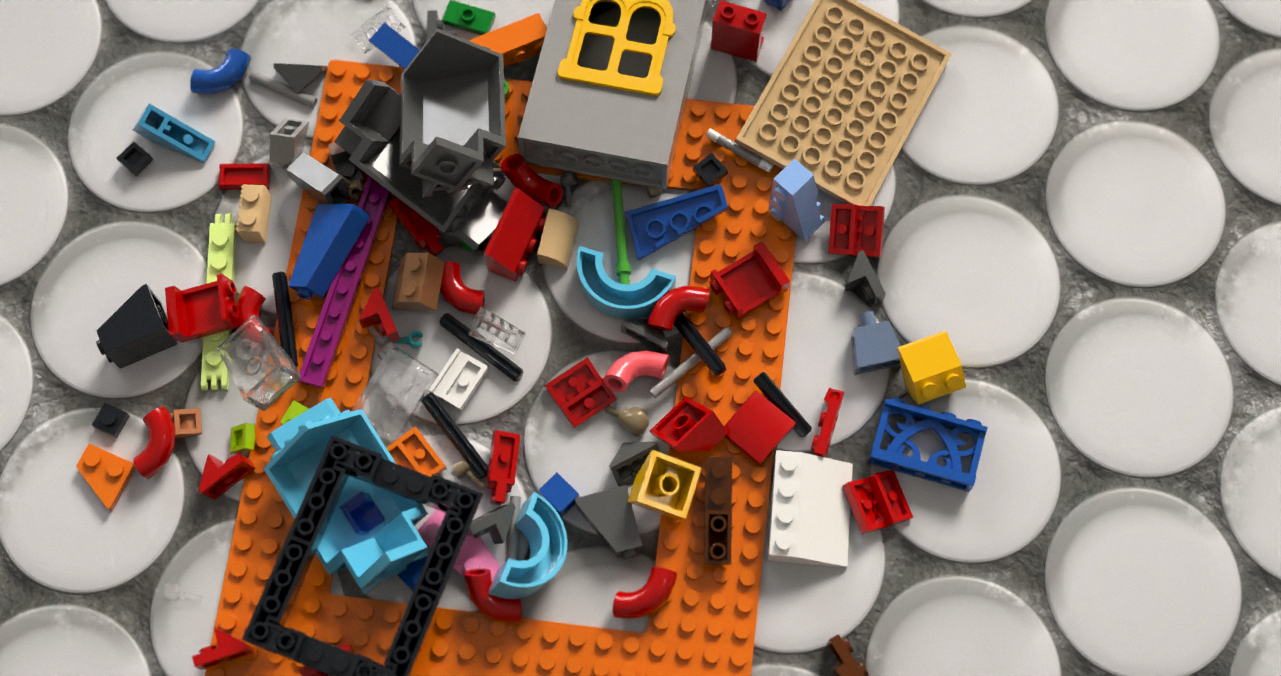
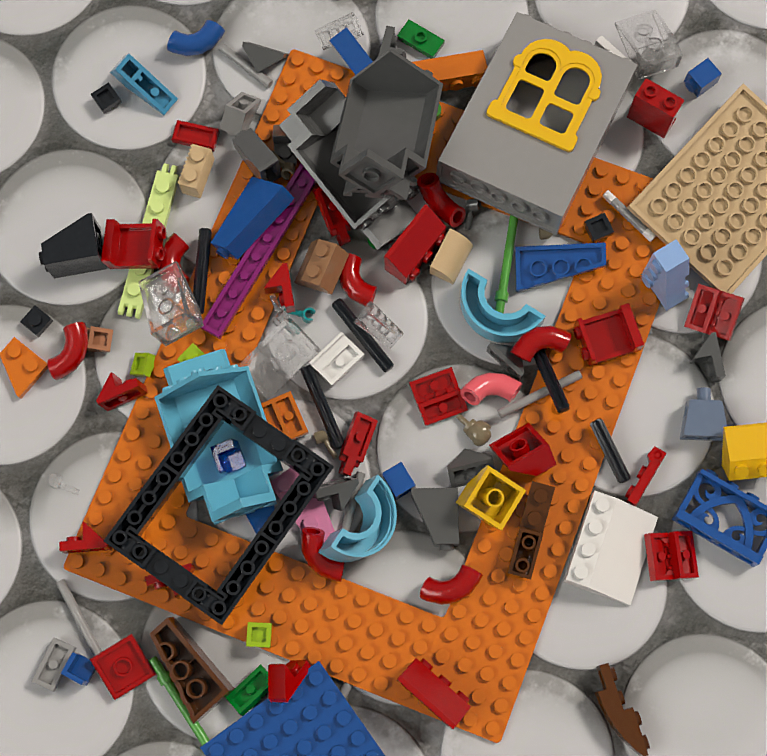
camera: 15 degrees right, 5 degrees up
(758, 427) = (584, 466): red slope -> none

